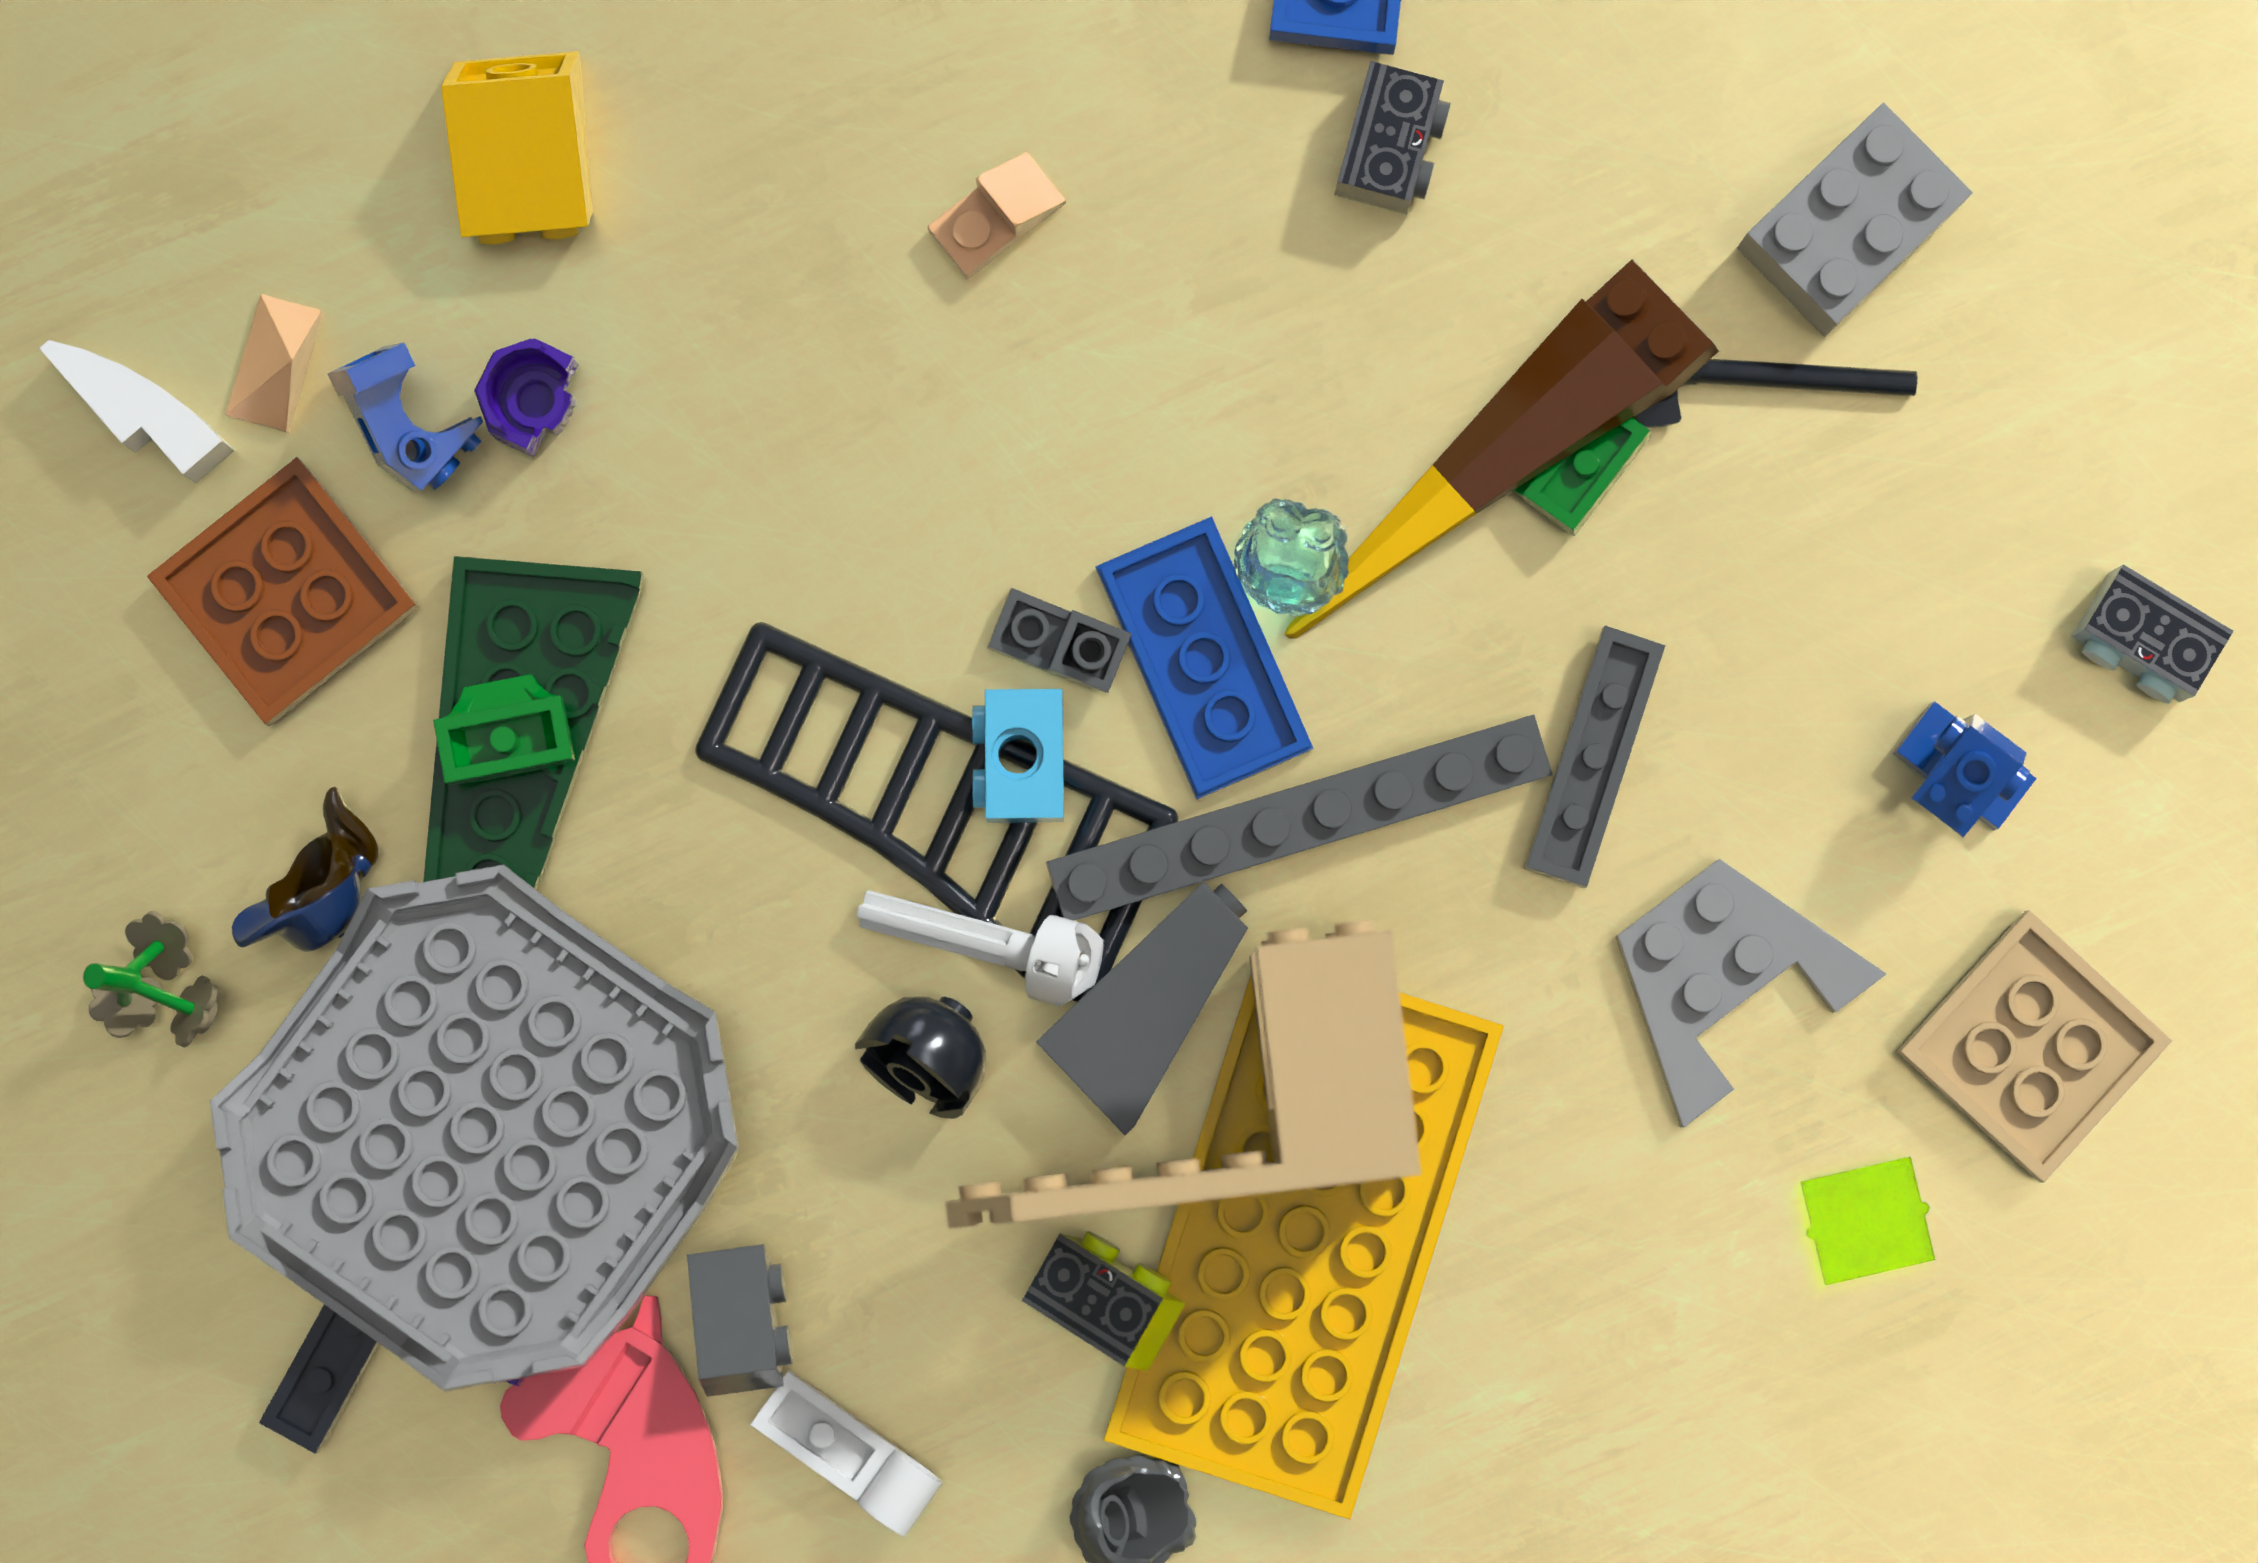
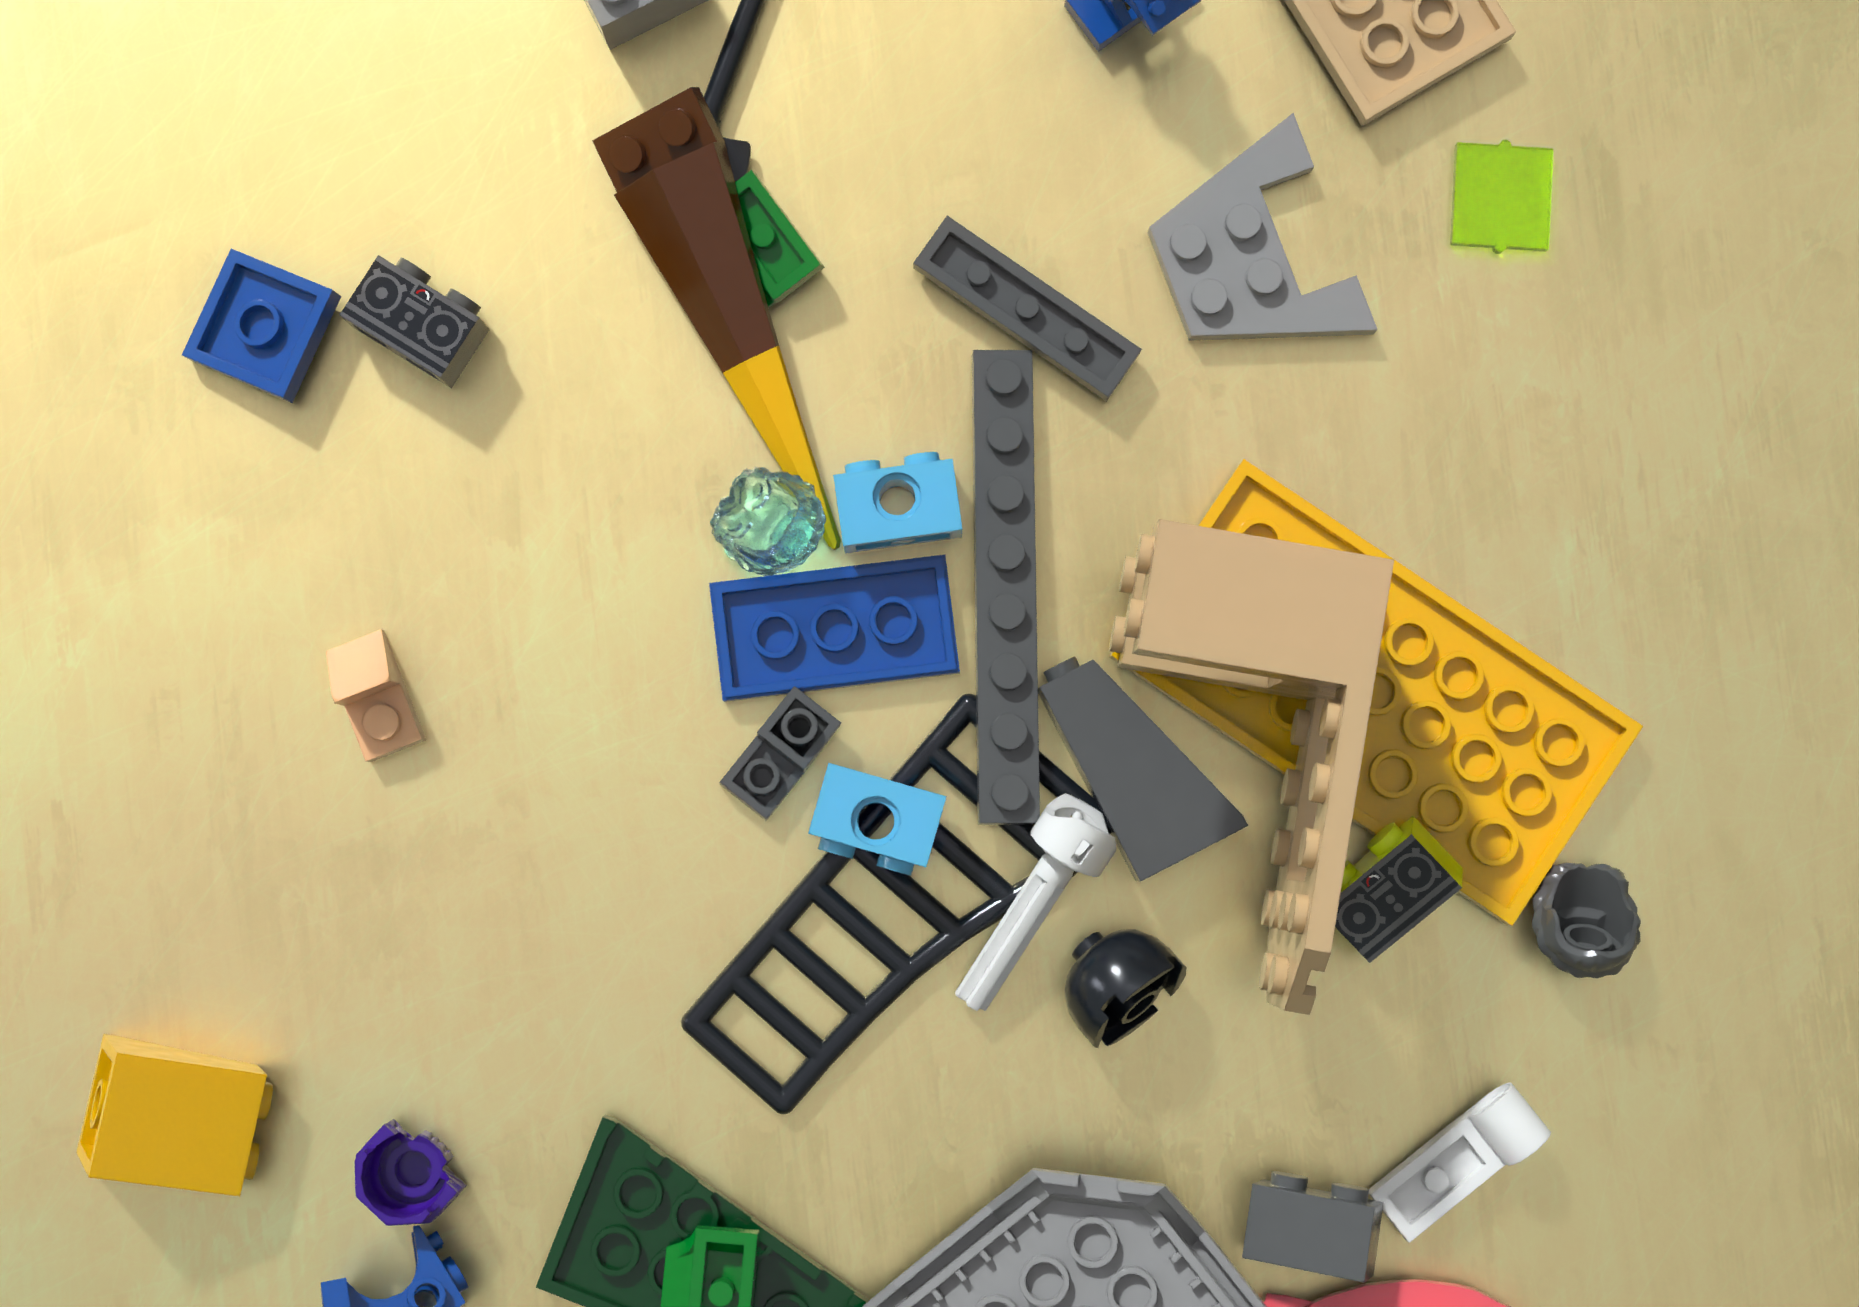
camera: 75 degrees left, 0 degrees up
(1350, 722) = (930, 519): none -> medium azure brick

